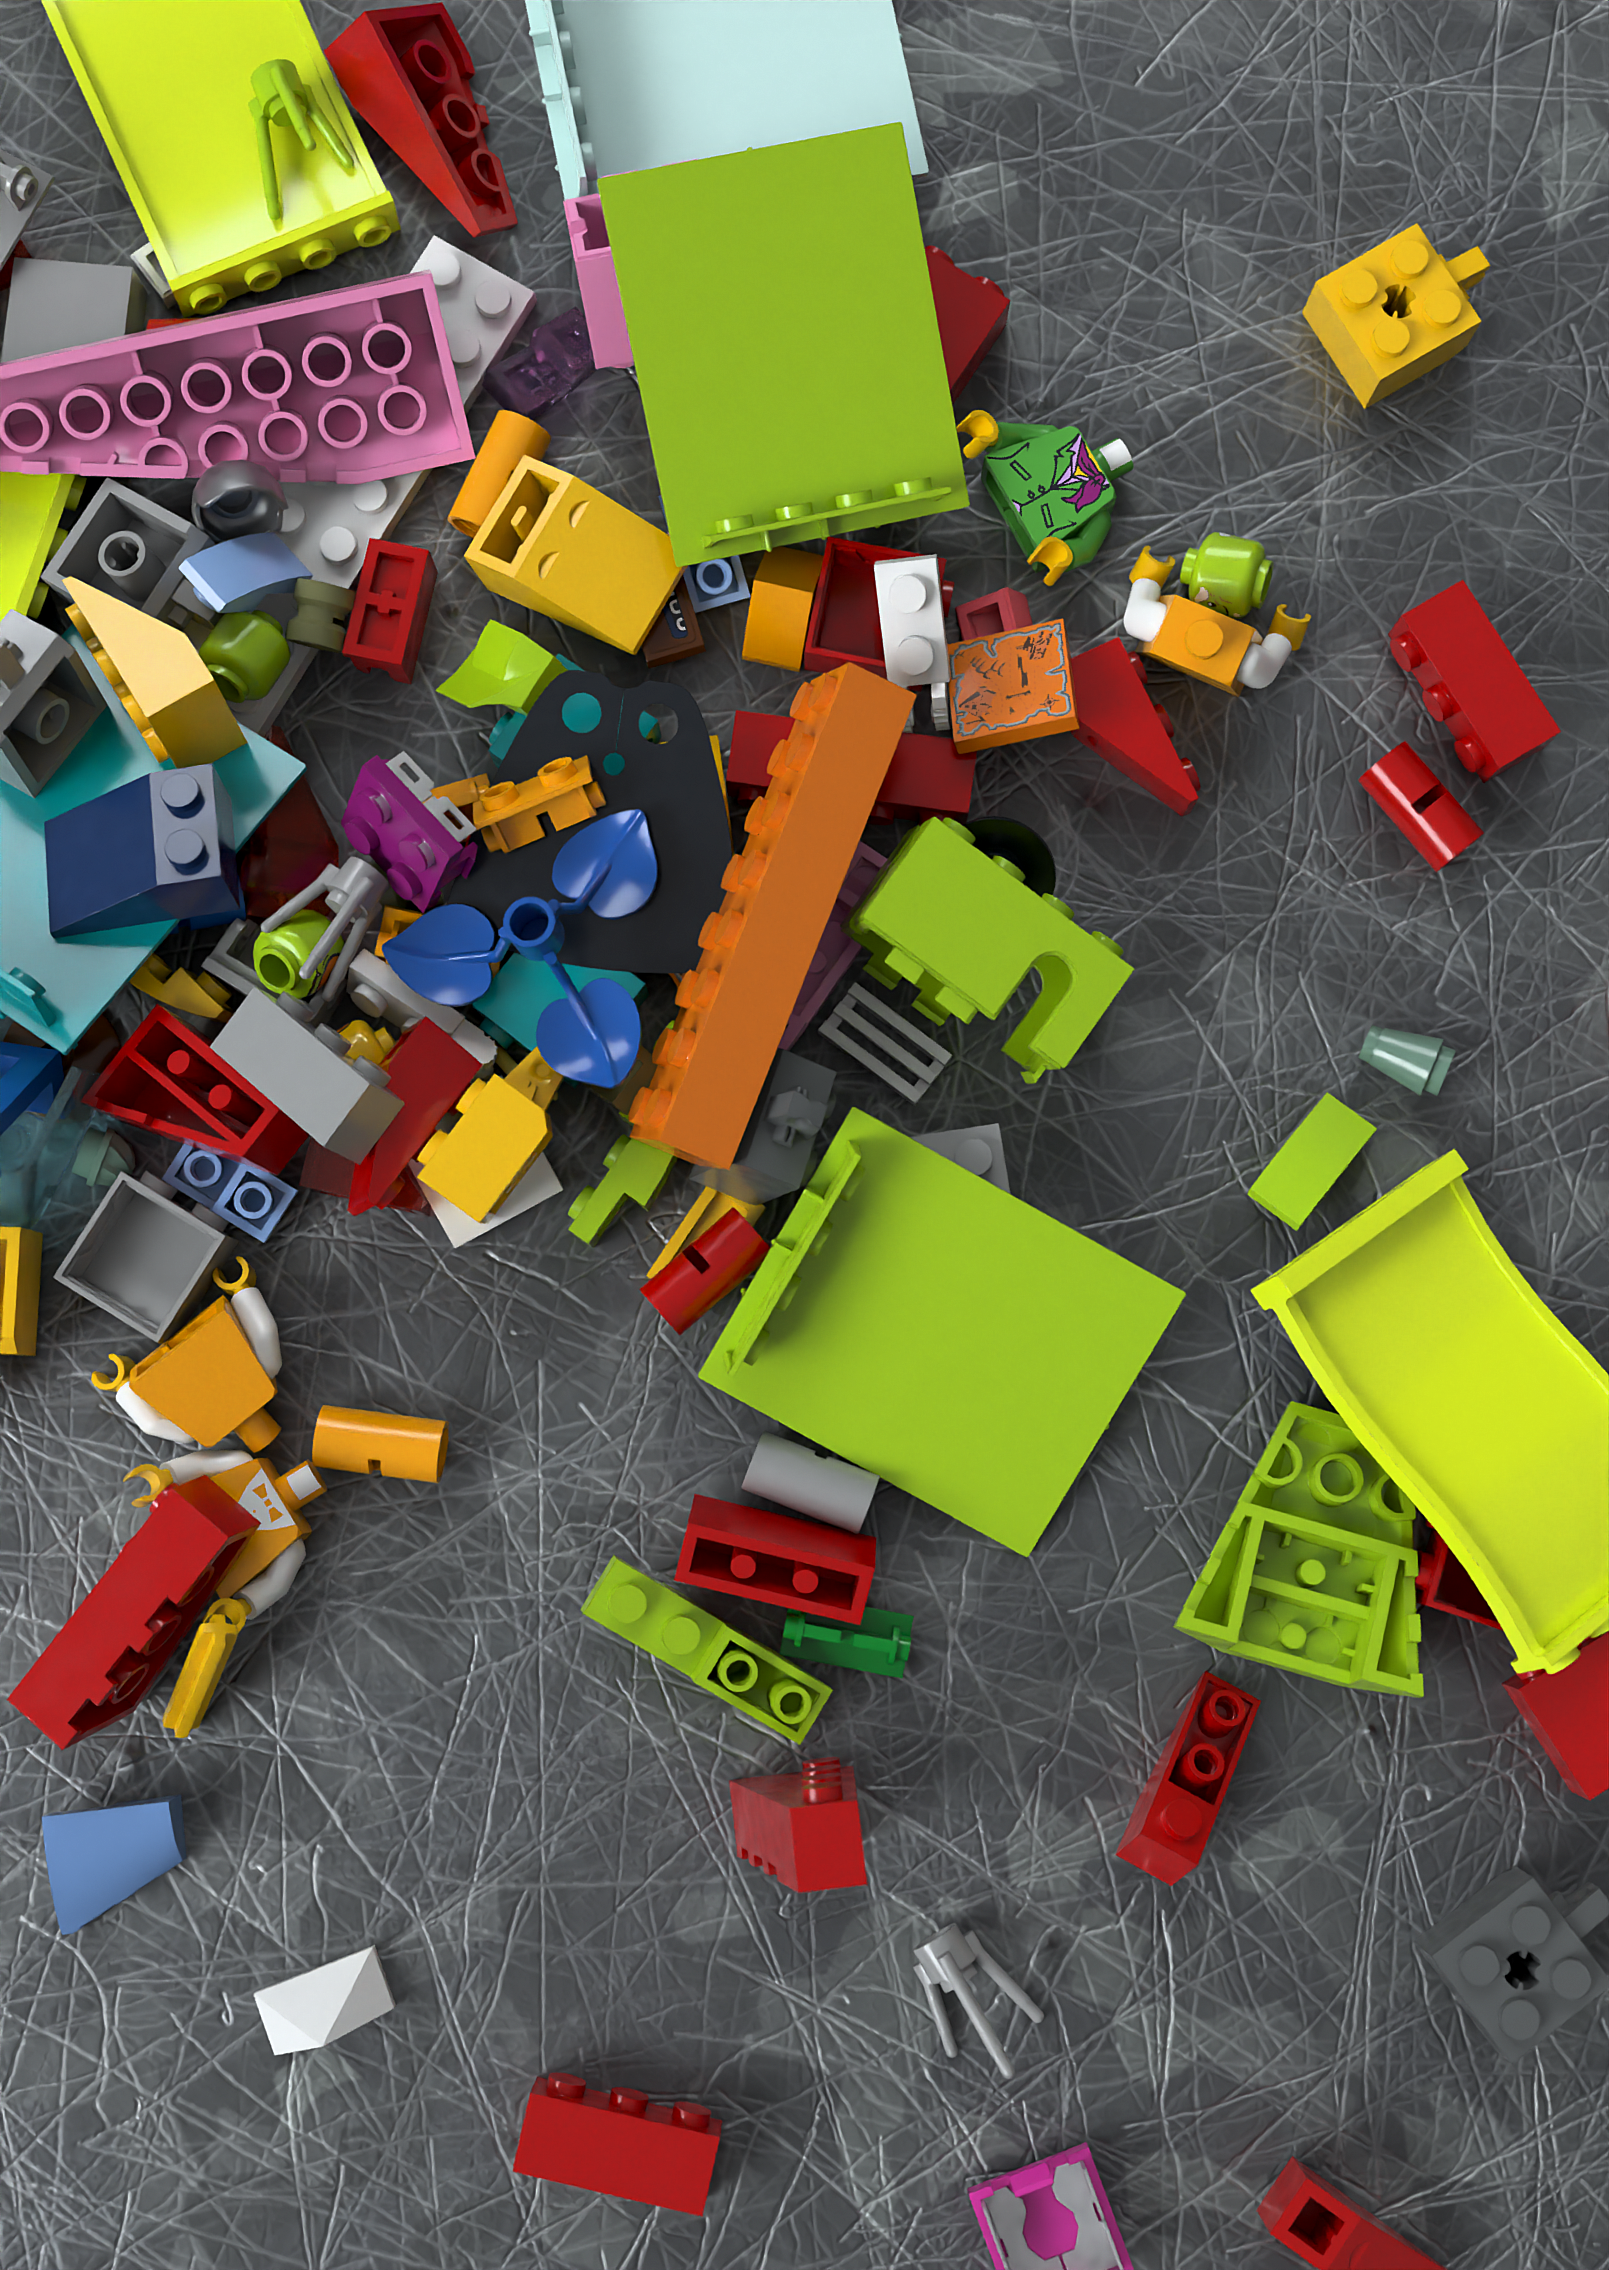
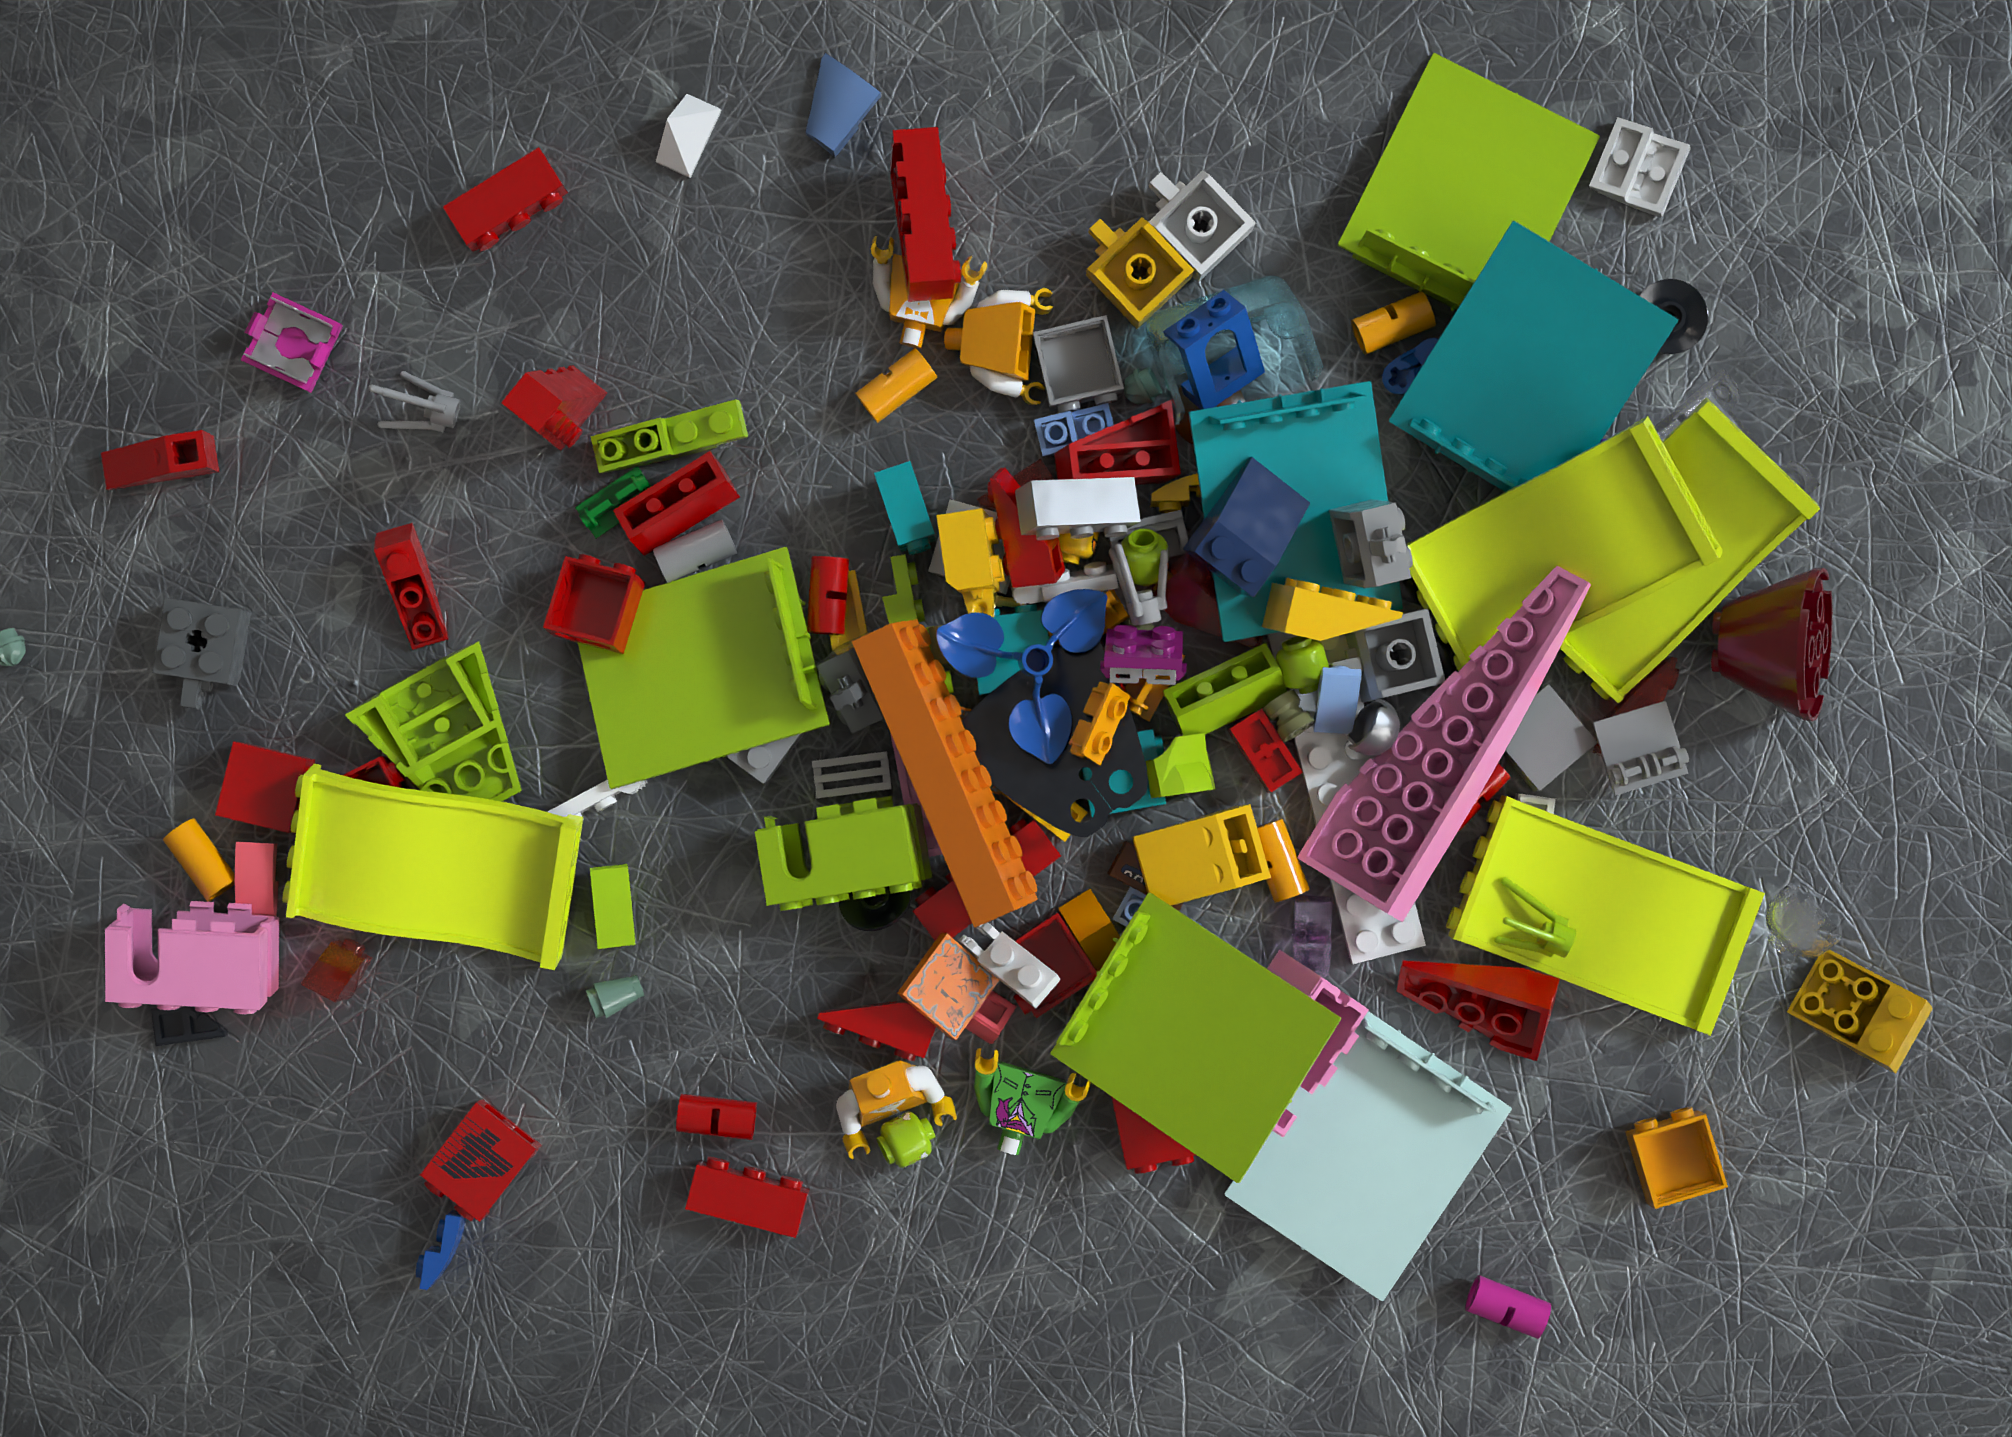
camera: 130 degrees right, 5 degrees up
(200, 1675) = (870, 214): yellow axle -> none
(364, 711) = (1225, 692): none -> lime brick
(513, 1280) = (905, 508): none -> teal piece
(990, 1536) = (594, 603): none -> red piece
(1207, 1305) = (599, 797): none -> white hinge
(1395, 312) = (942, 1363): yellow hinge -> none

